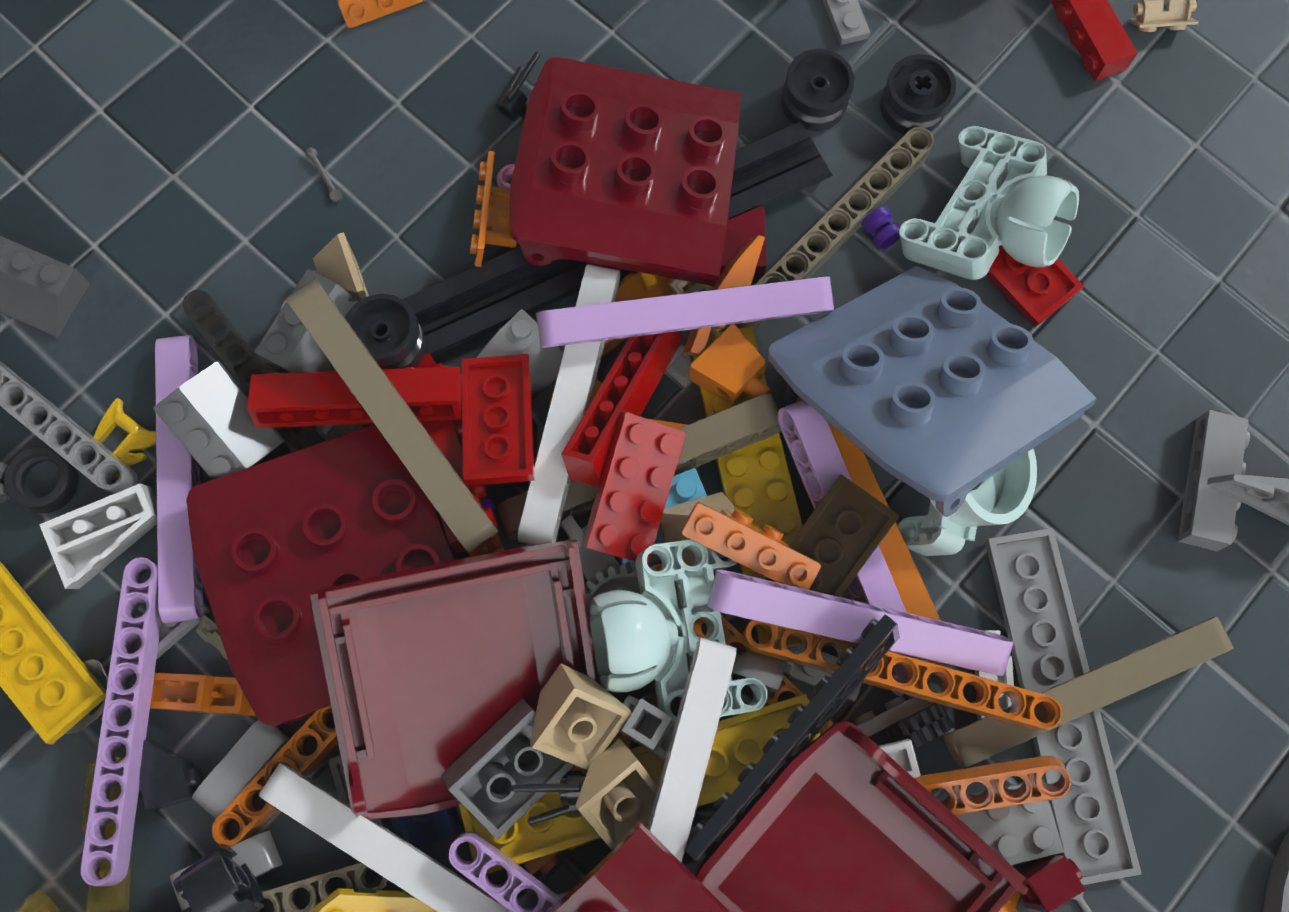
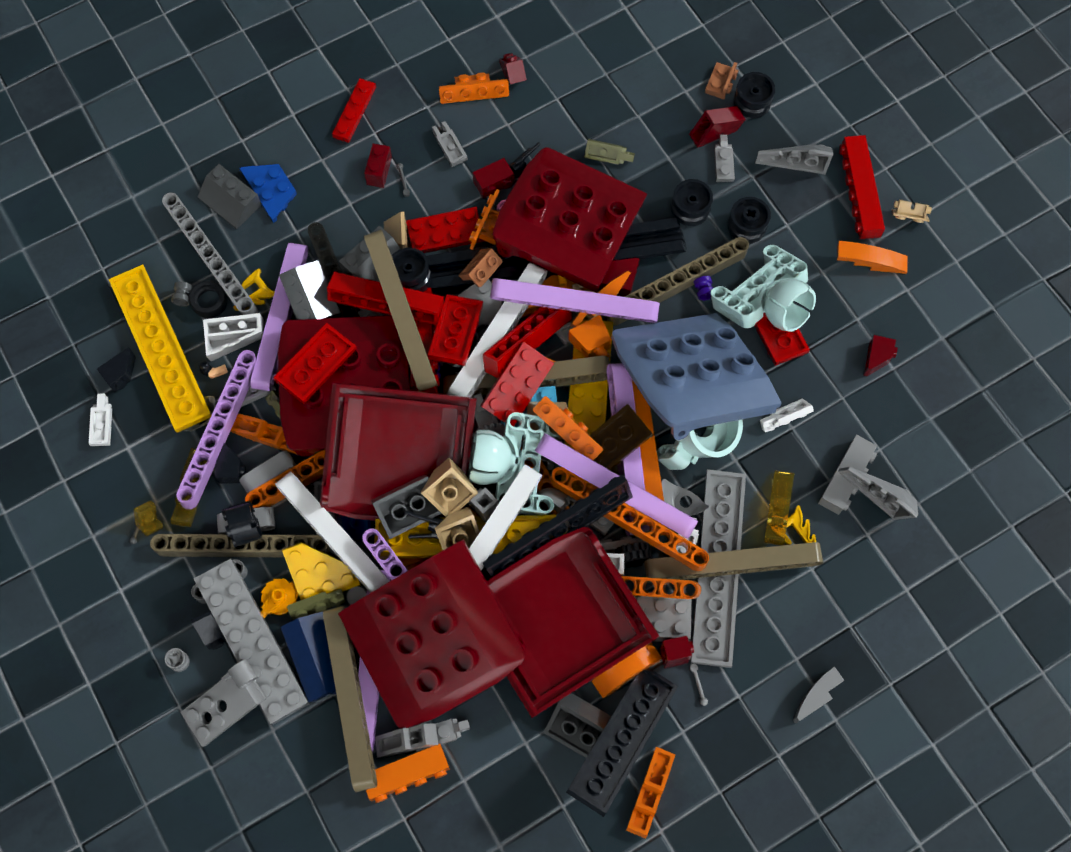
camera: 20 degrees right, 5 degrees down
(86, 609) = (212, 372): none -> arm
(97, 248) = (271, 186): none -> blue wing
(203, 77) = (354, 110): none -> red plate
(266, 559) = (315, 363): none -> red plate
(273, 161) = (378, 165): none -> dark red brick
(385, 95) = (450, 145): none -> light grey hinge
(418, 245) = (443, 230): none -> red plate
(476, 132) = (493, 177): none -> dark red brick
(506, 294) = (481, 267): none -> nougat bracket
(652, 41) = (607, 152): none -> olive hinge
(992, 610) = (673, 494): none -> light grey piece
(1105, 389) = (786, 414): none -> white hinge
(1125, 571) = (779, 508): none -> clear yellow slope
(1128, 105) = (871, 256): none -> orange slope
(1156, 583) = (796, 521): none -> yellow piece
(1192, 261) = (879, 353): none -> dark red slope

